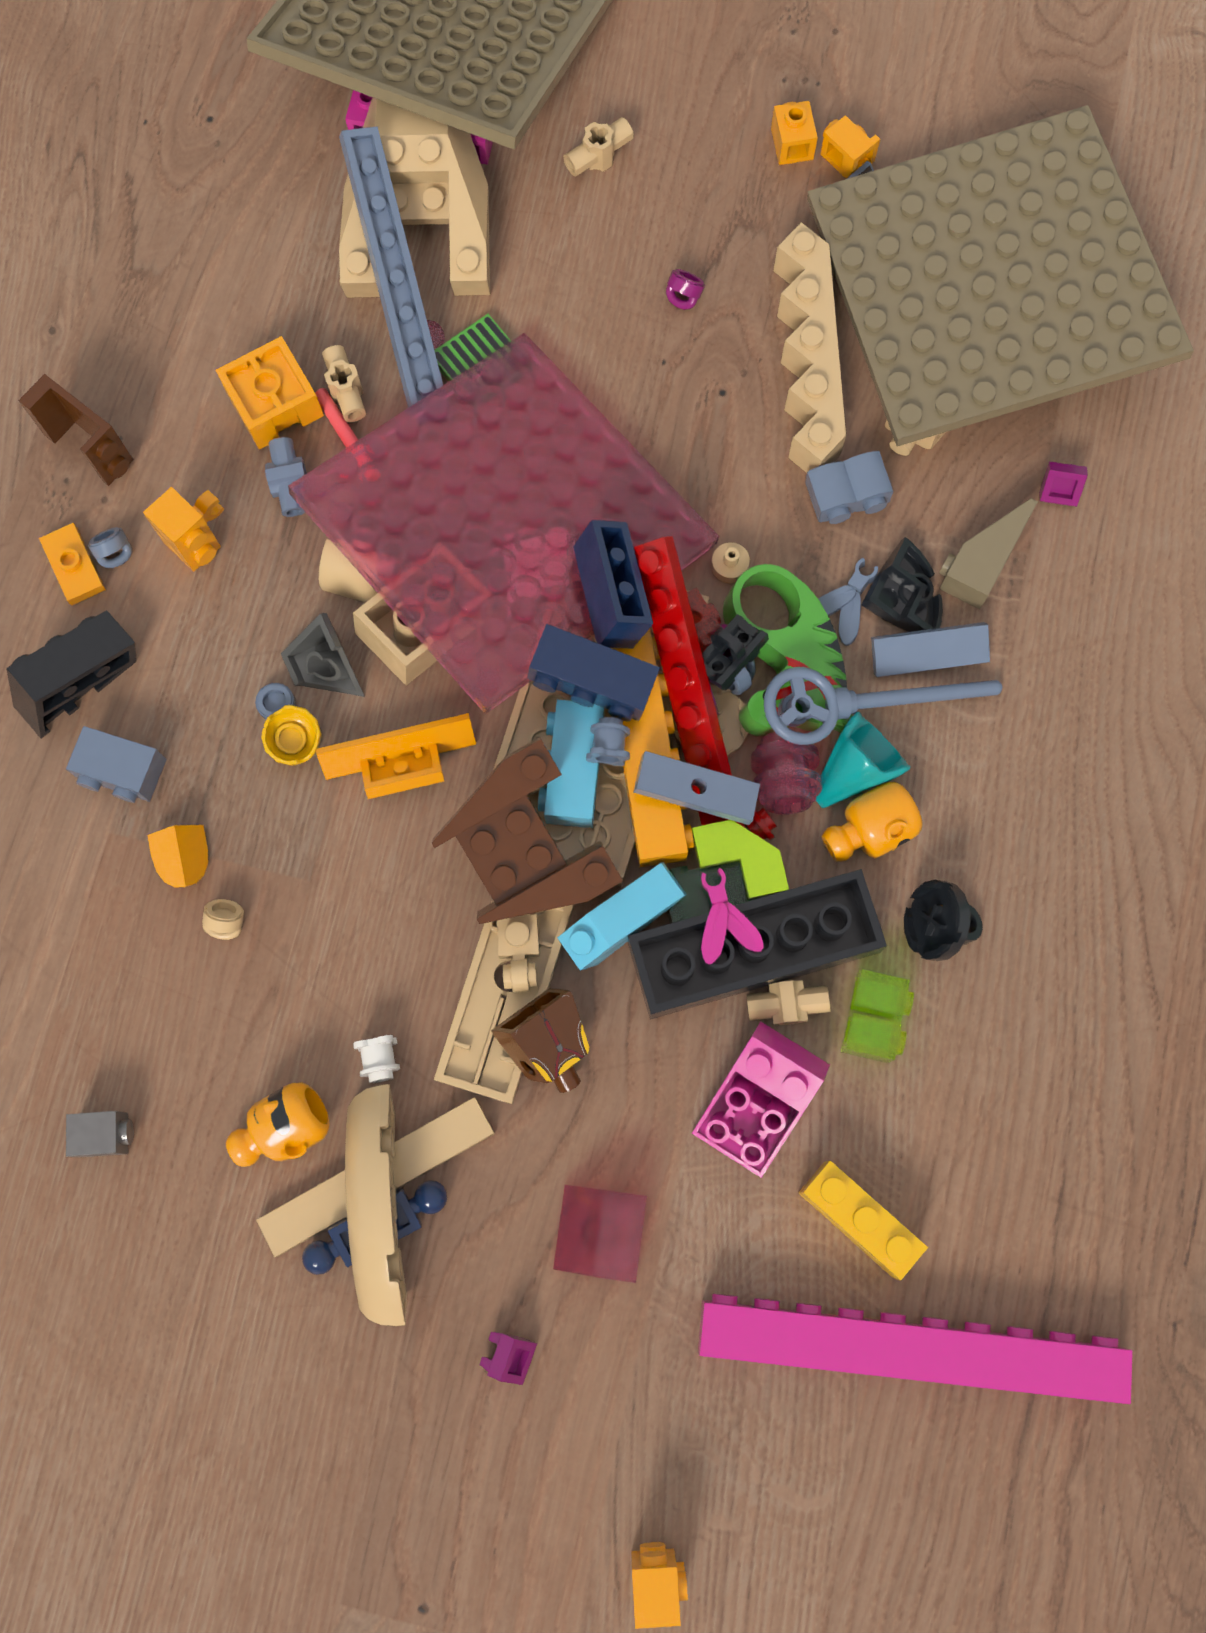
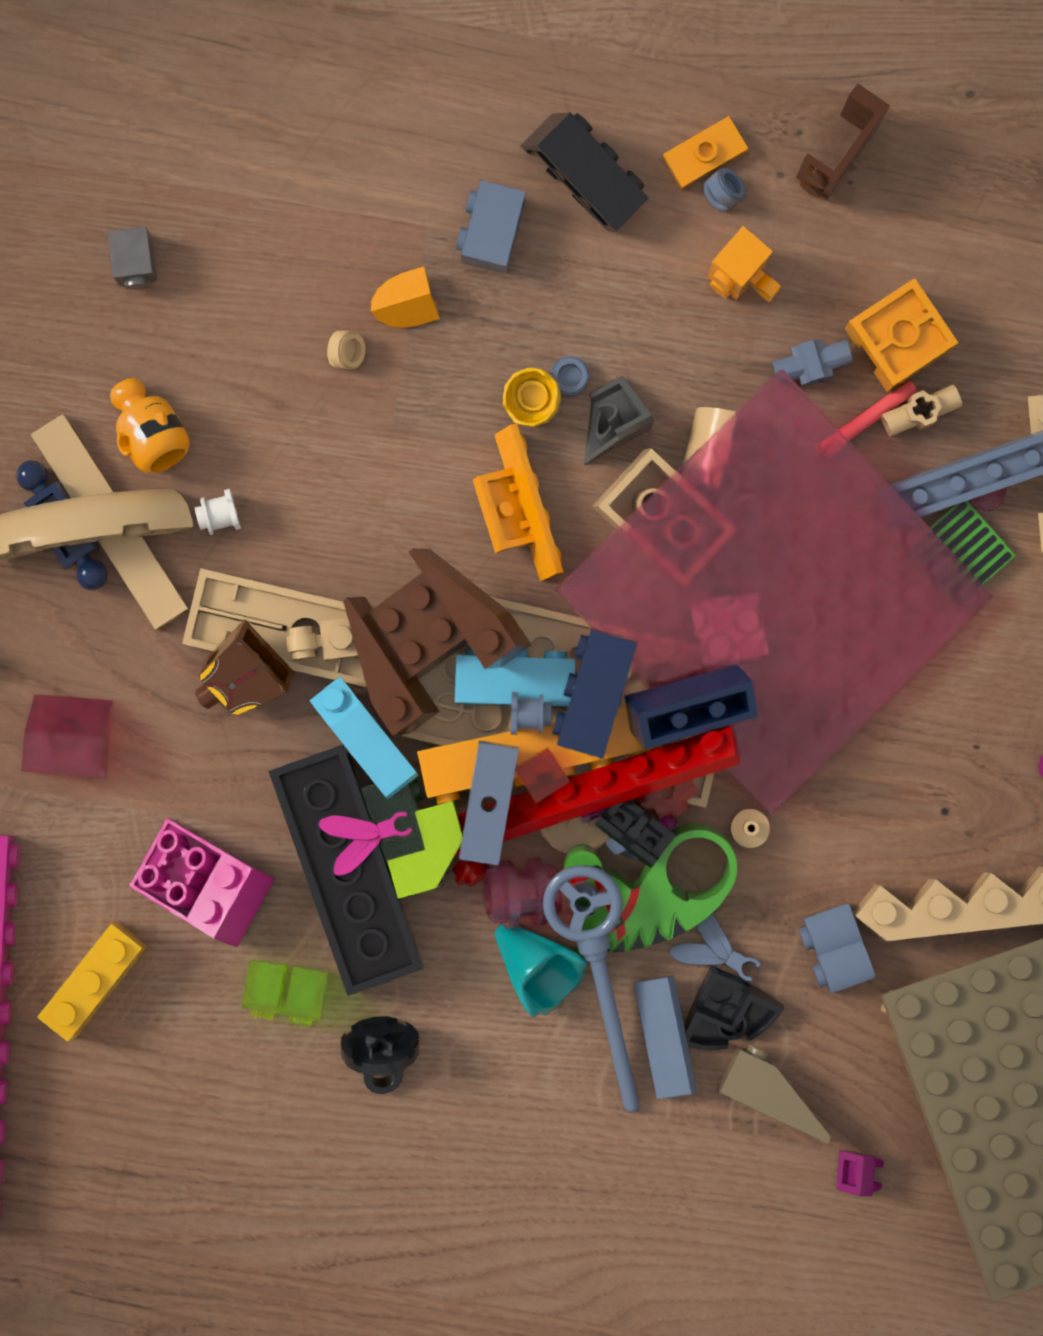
camera: 85 degrees right, 10 degrees up
(671, 734) = (542, 774): none -> clear red tile
(788, 1003) = (294, 905): tan axle -> none
(875, 823) = (477, 985): light orange piece -> none

